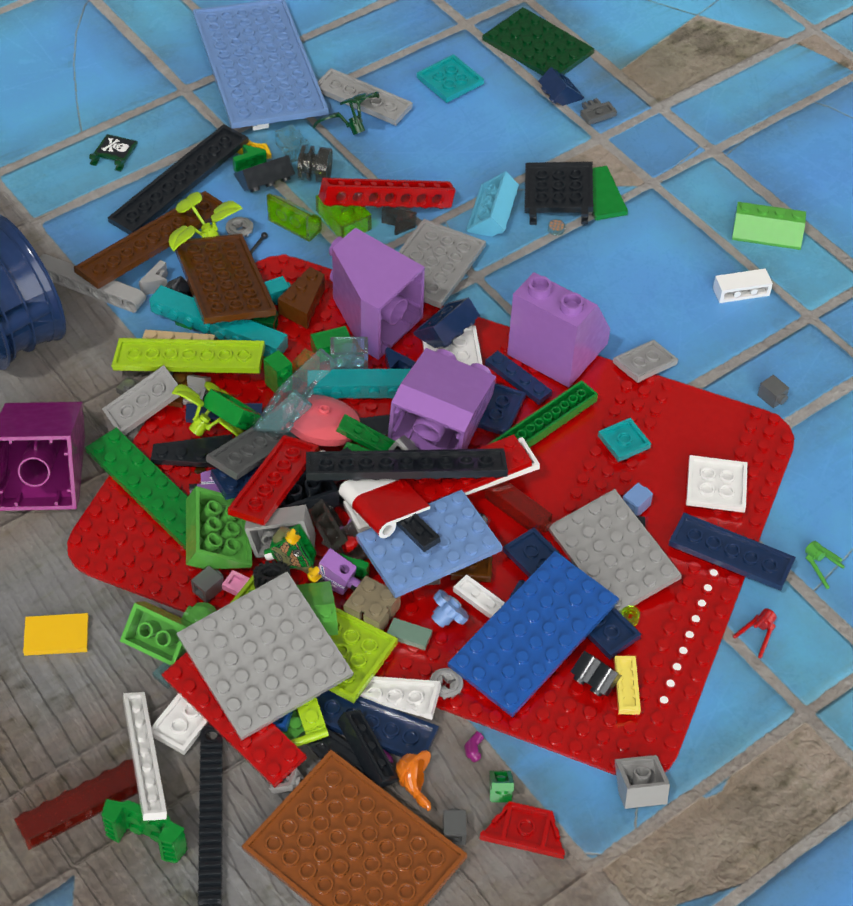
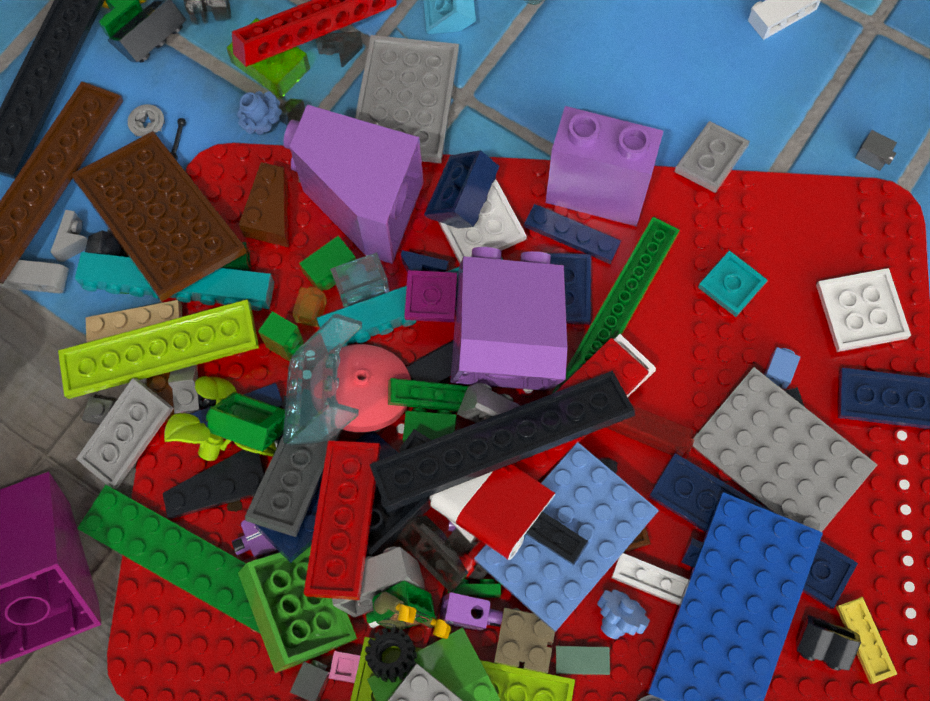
camera: 15 degrees left, 20 degrees up
(184, 233) = (120, 117): lime plant -> none
(276, 288) = (230, 205): teal brick -> none
(293, 217) = (208, 85): clear neon green slope -> none
(320, 241) = (258, 112): none -> medium blue plant
(390, 375) = (431, 296): none -> magenta plate
(631, 610) = (837, 532): clear neon green bush -> none

